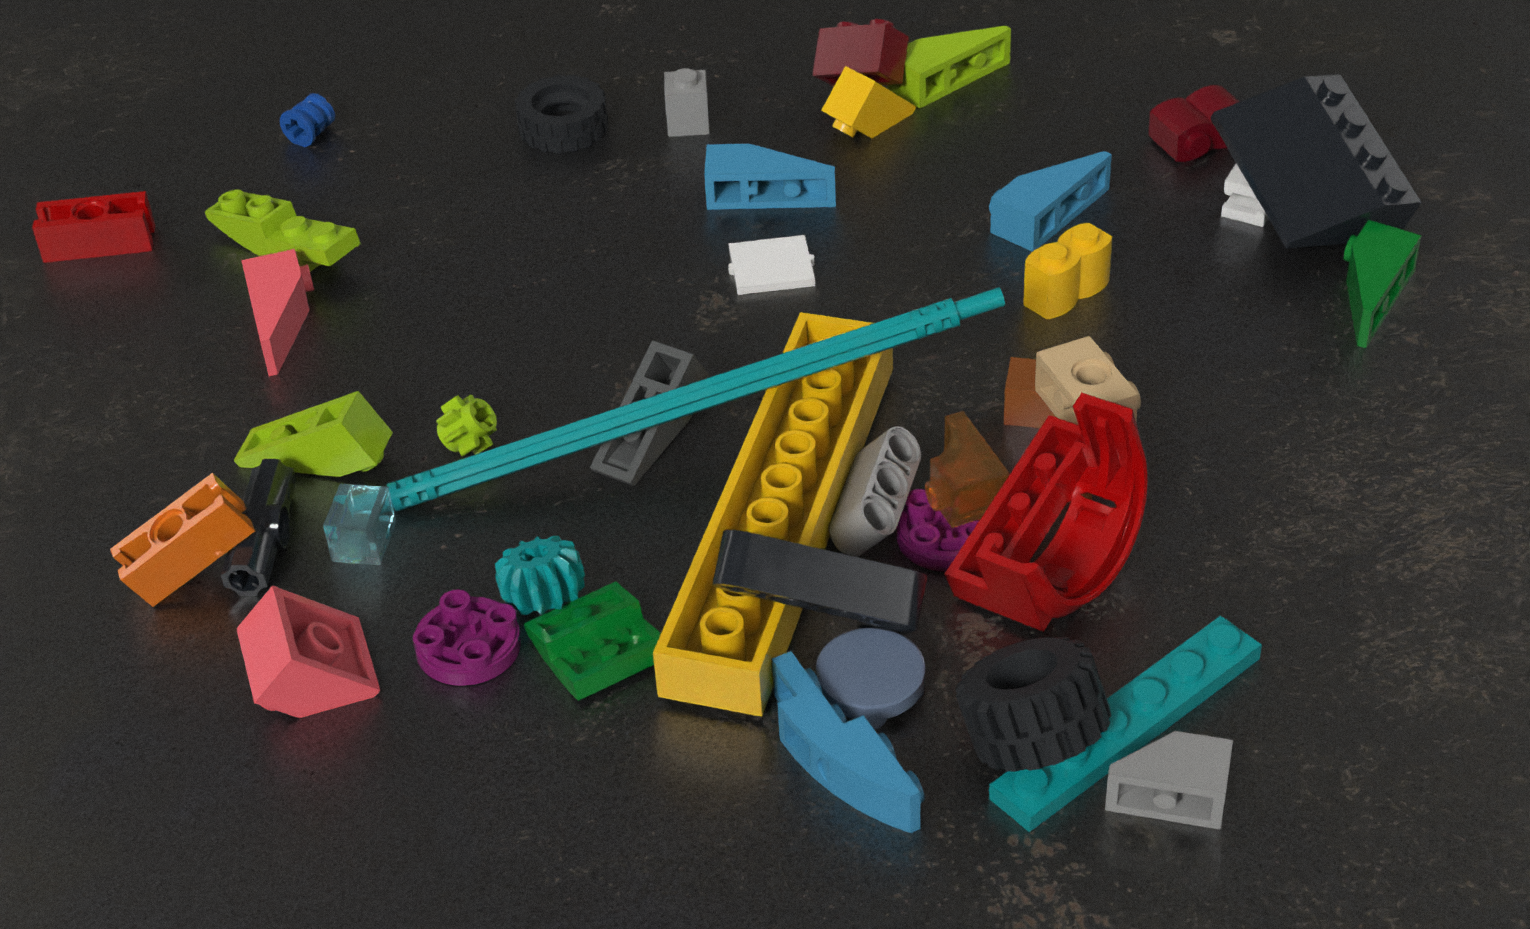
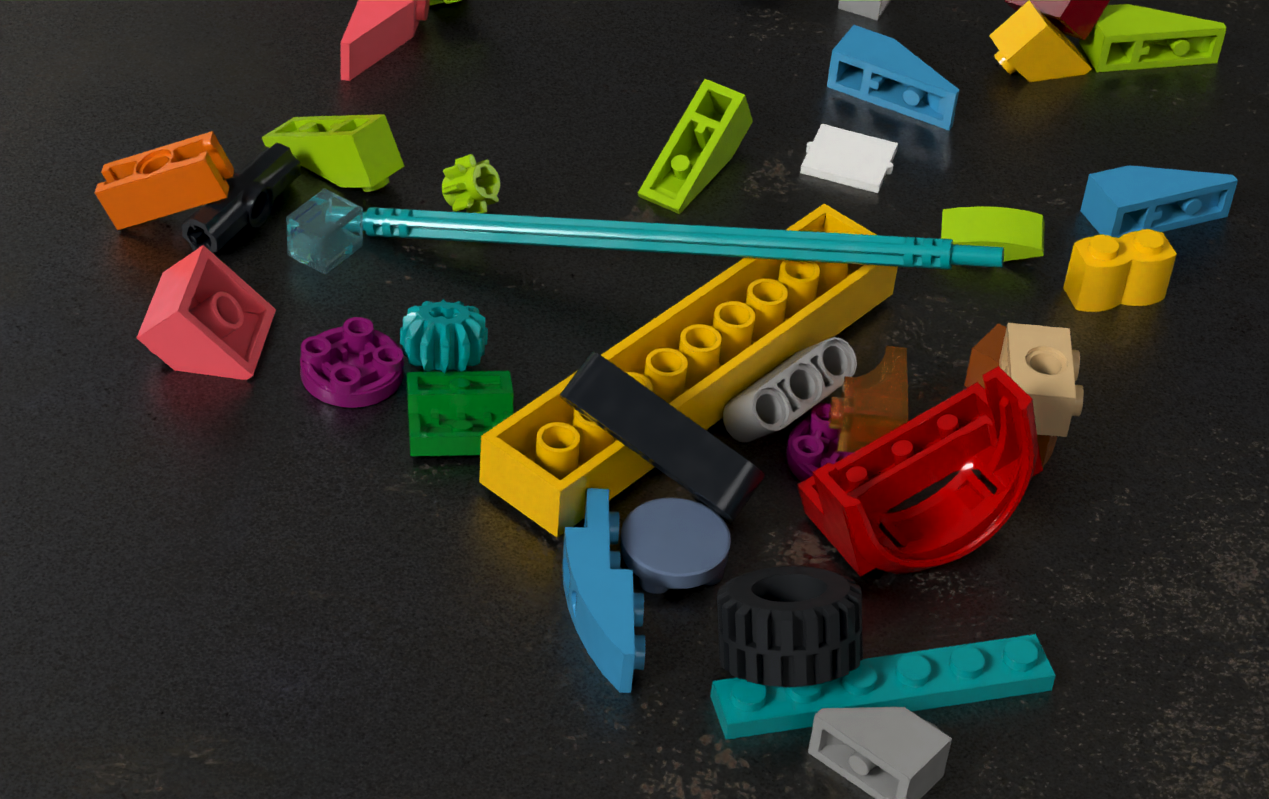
camera: 20 degrees right, 0 degrees up
(642, 302) = (698, 146): none -> lime slope
(659, 372) = (603, 270): dark grey slope -> none
(945, 275) = (1014, 229): none -> lime slope

